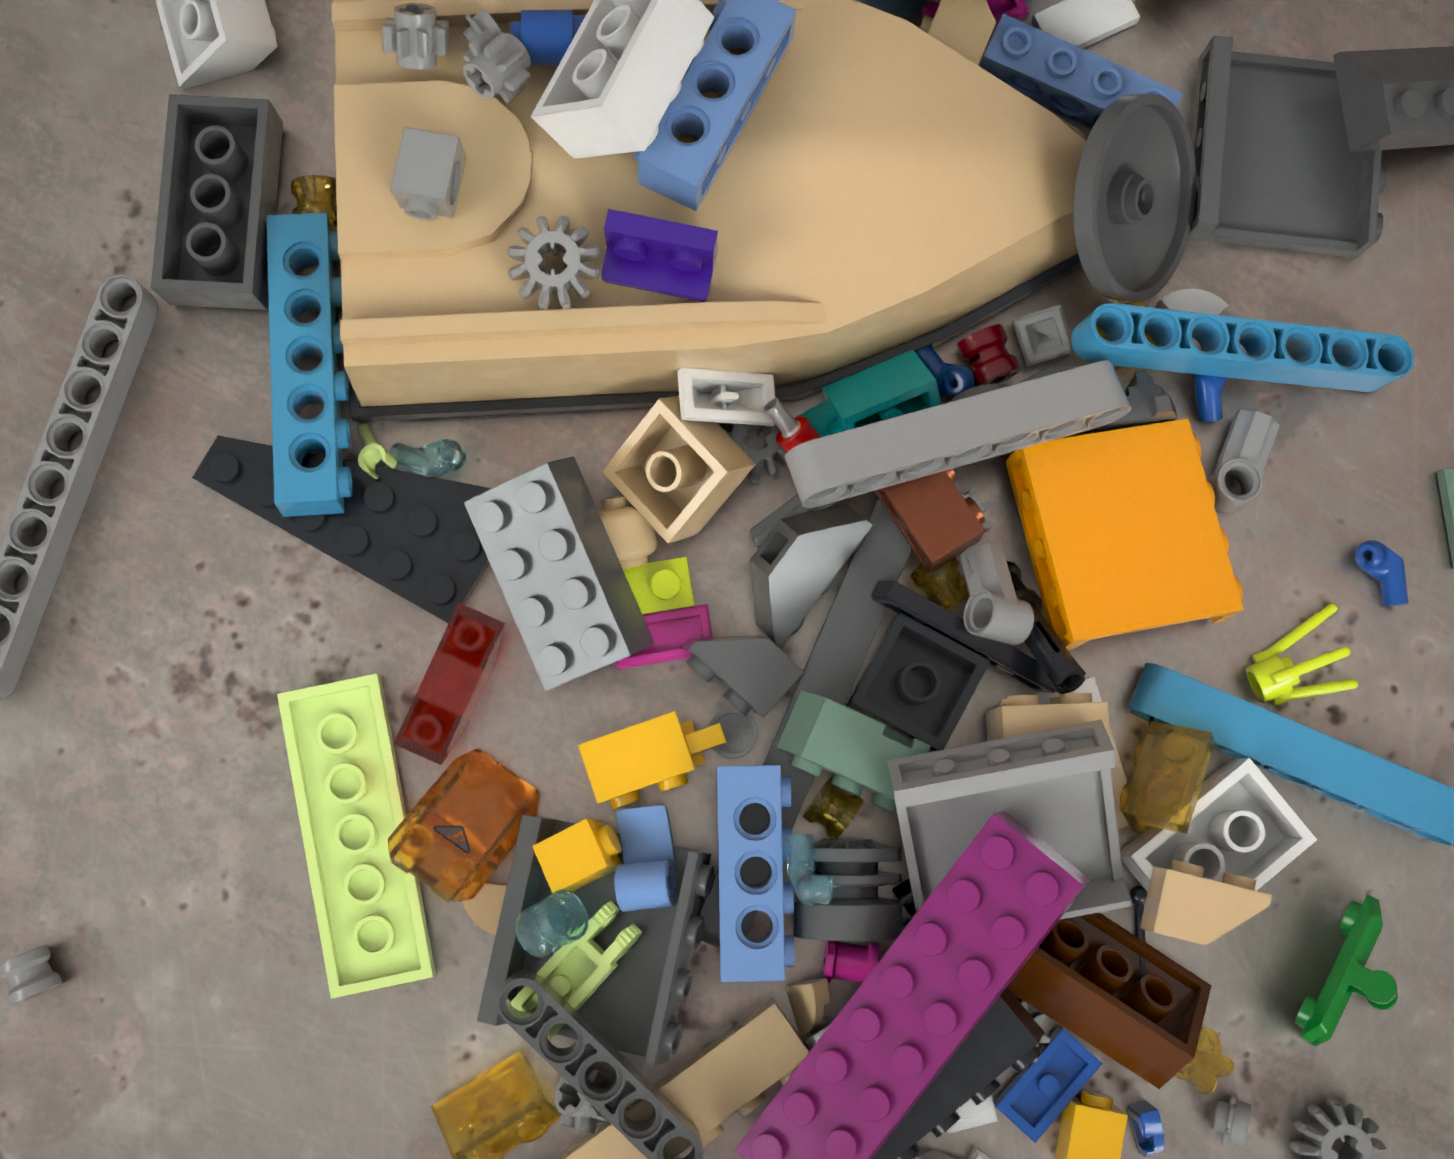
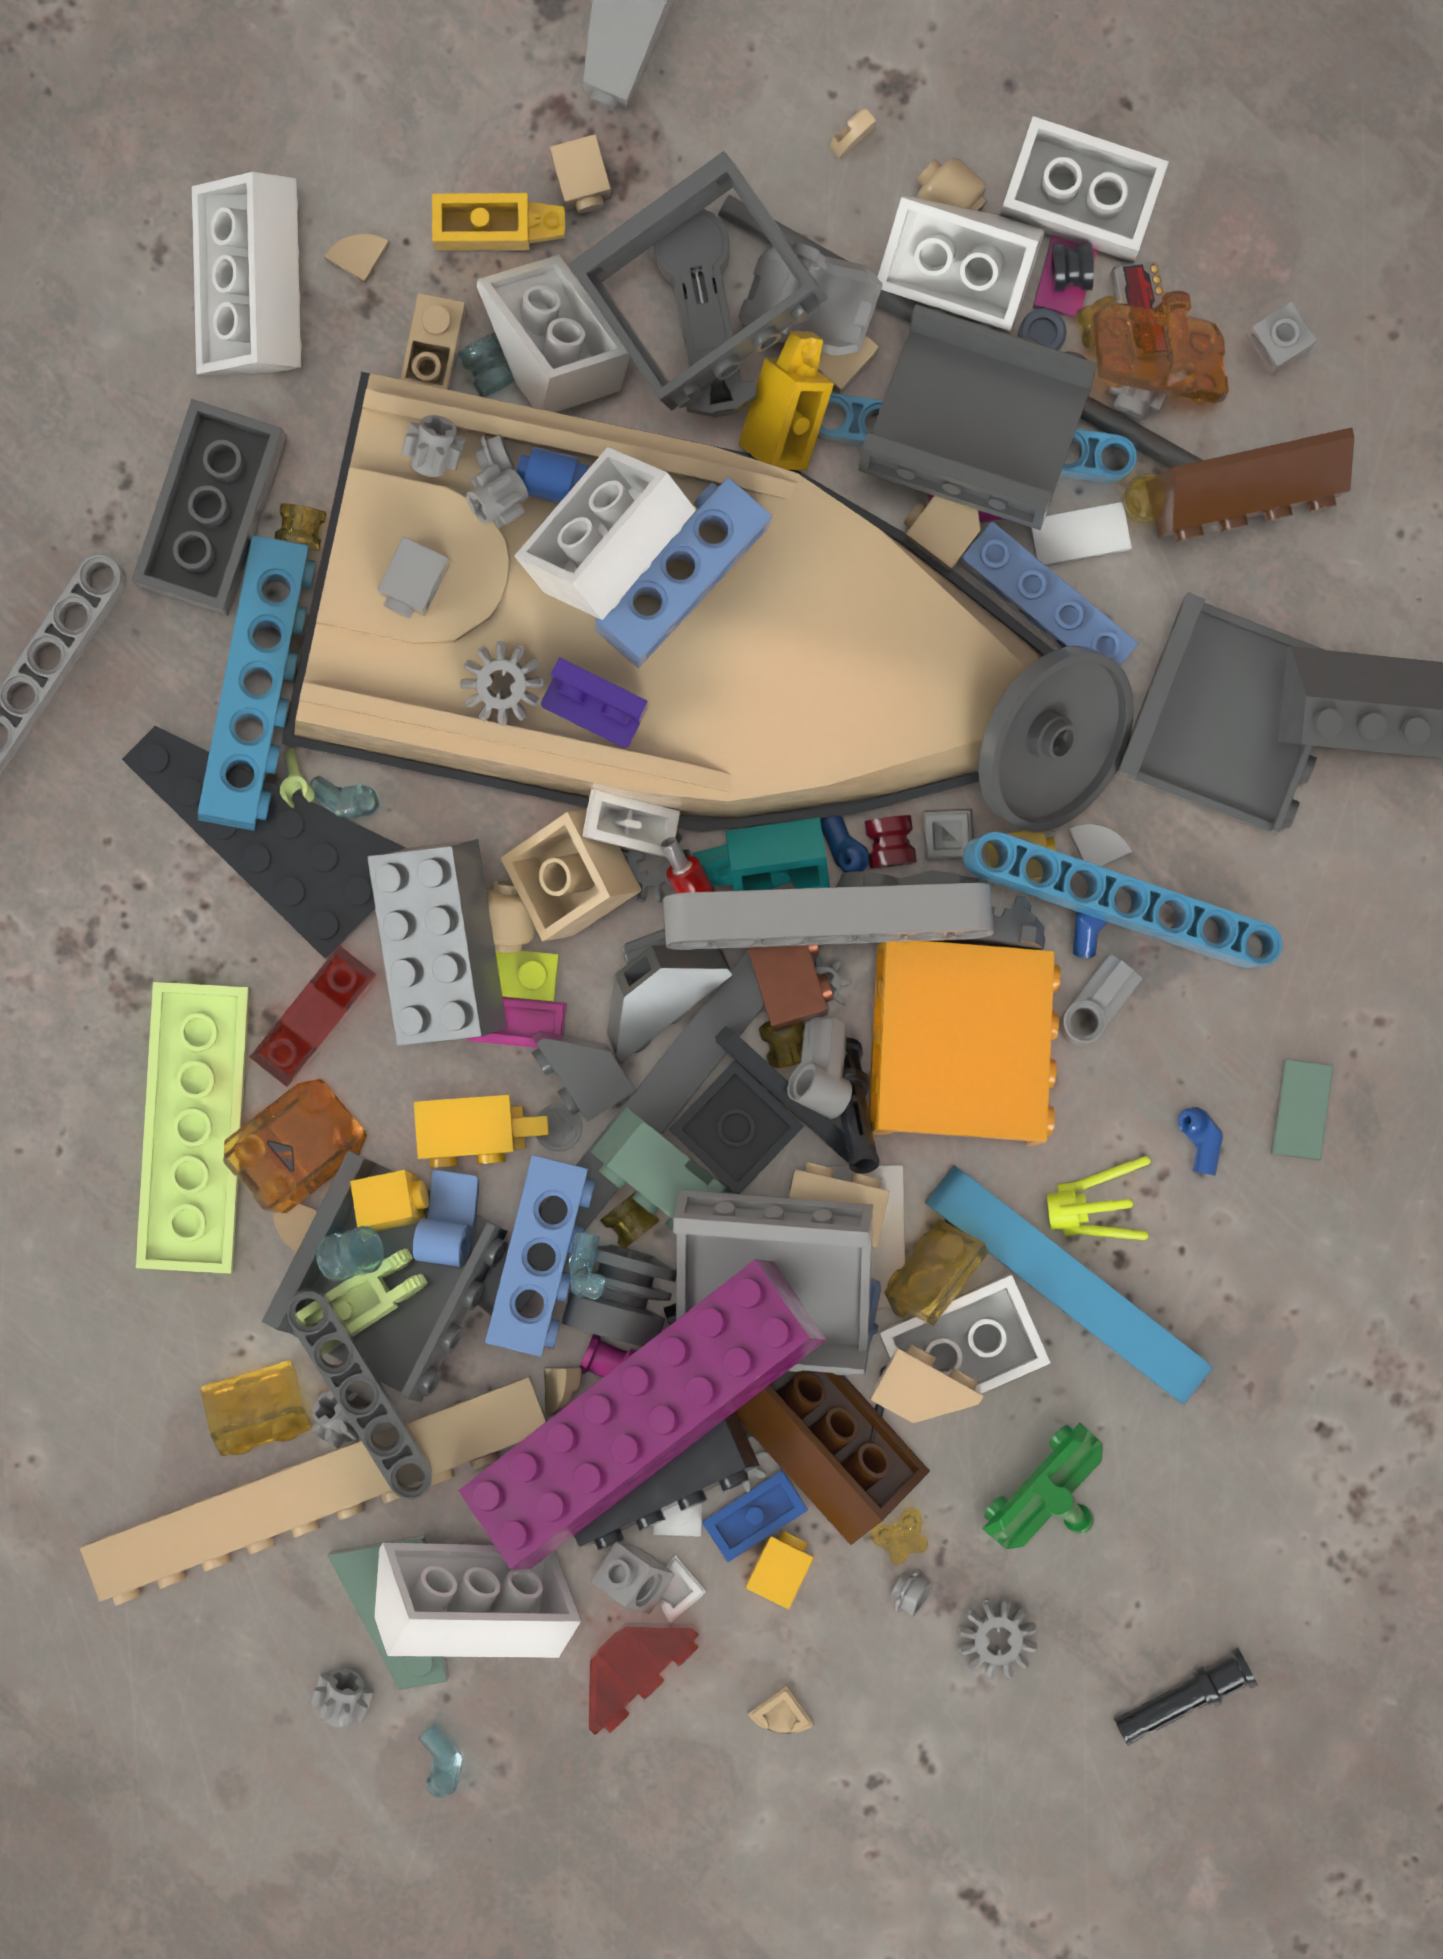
camera: 20 degrees right, 5 degrees up
(1146, 1127) = (832, 1580): blue tile -> none

